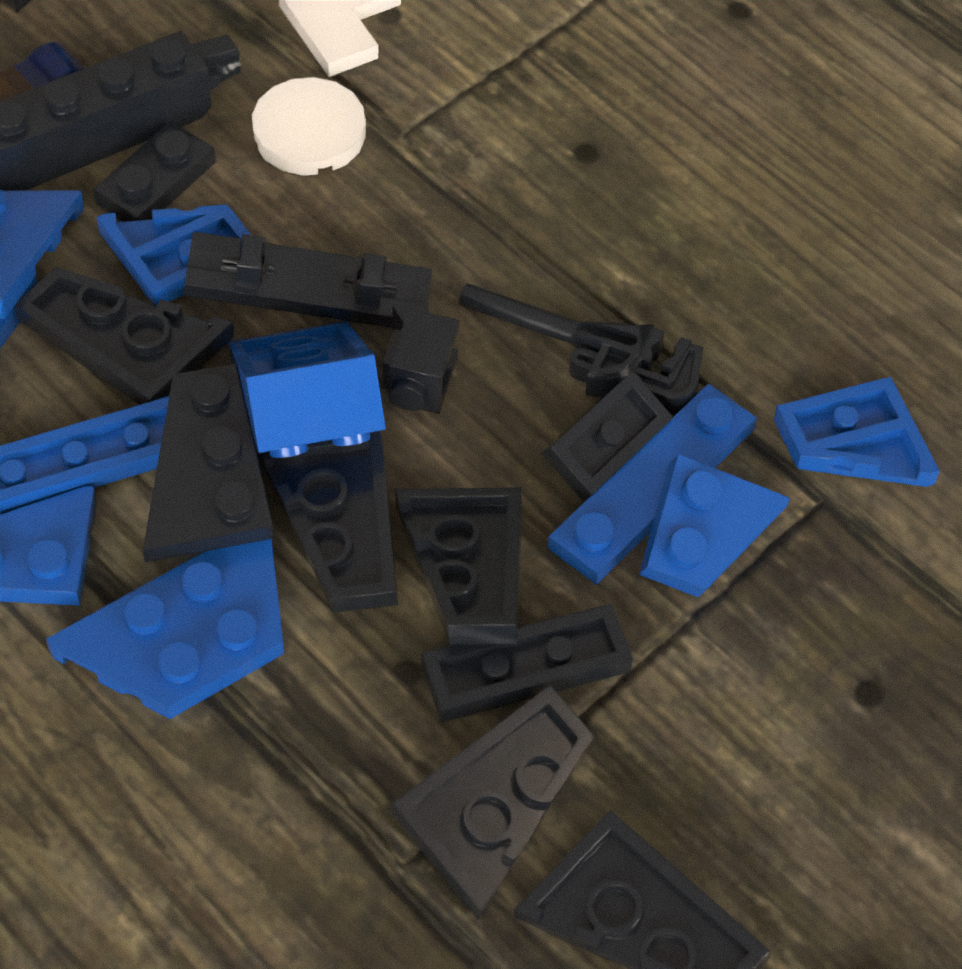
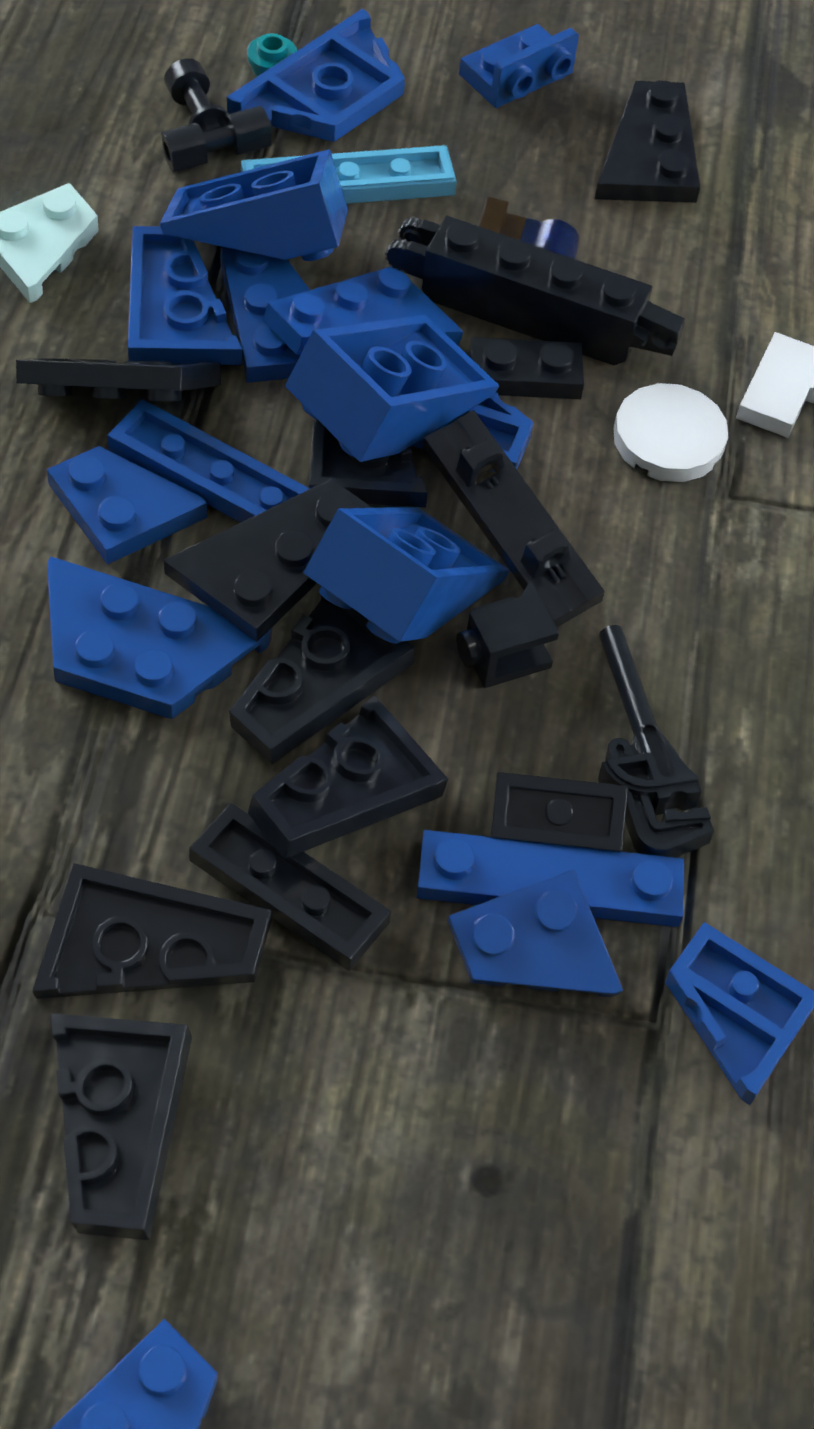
camera: 50 degrees right, 0 degrees up
(110, 274) = (386, 383): none -> blue slope

